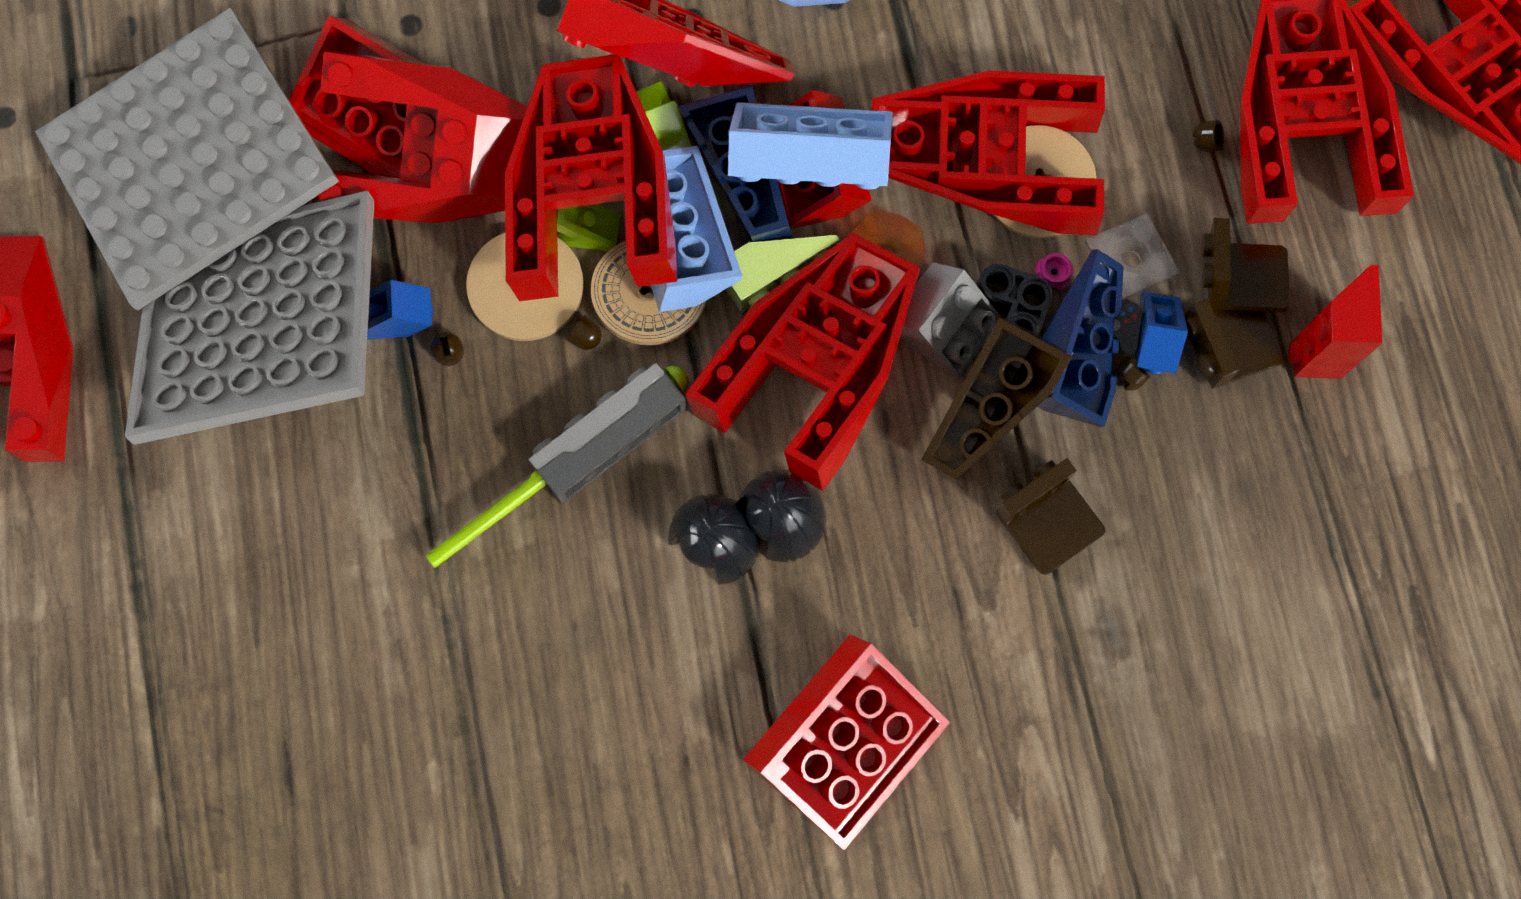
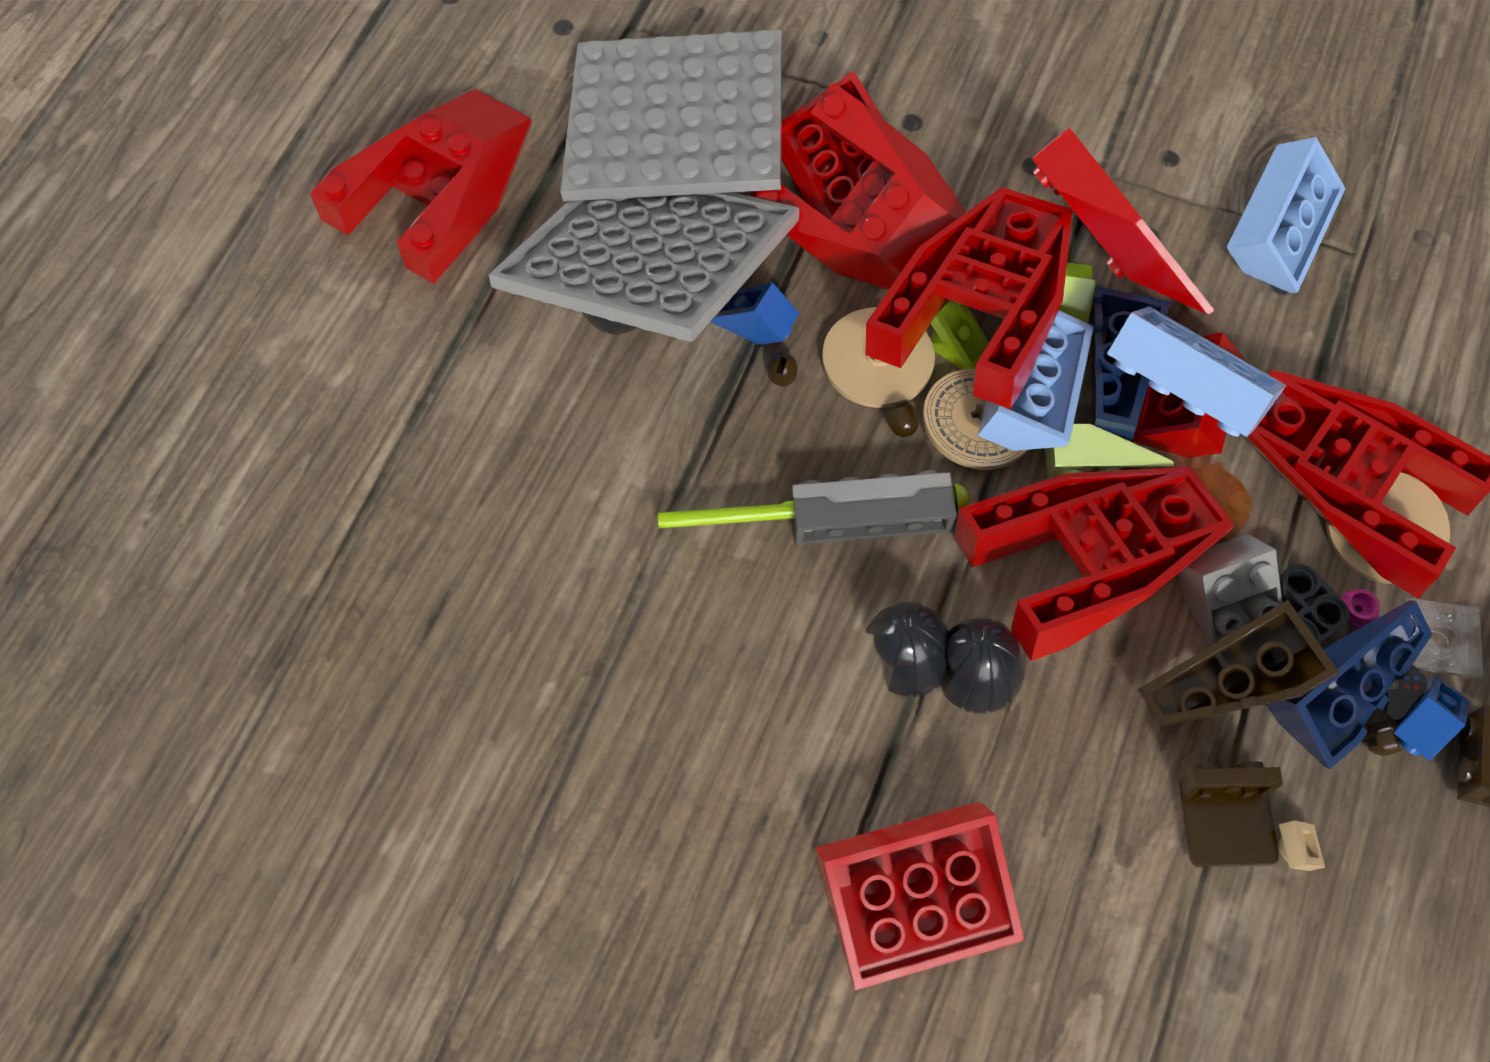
camera: 35 degrees right, 10 degrees down
(1116, 507) = (1300, 846): none -> tan plate

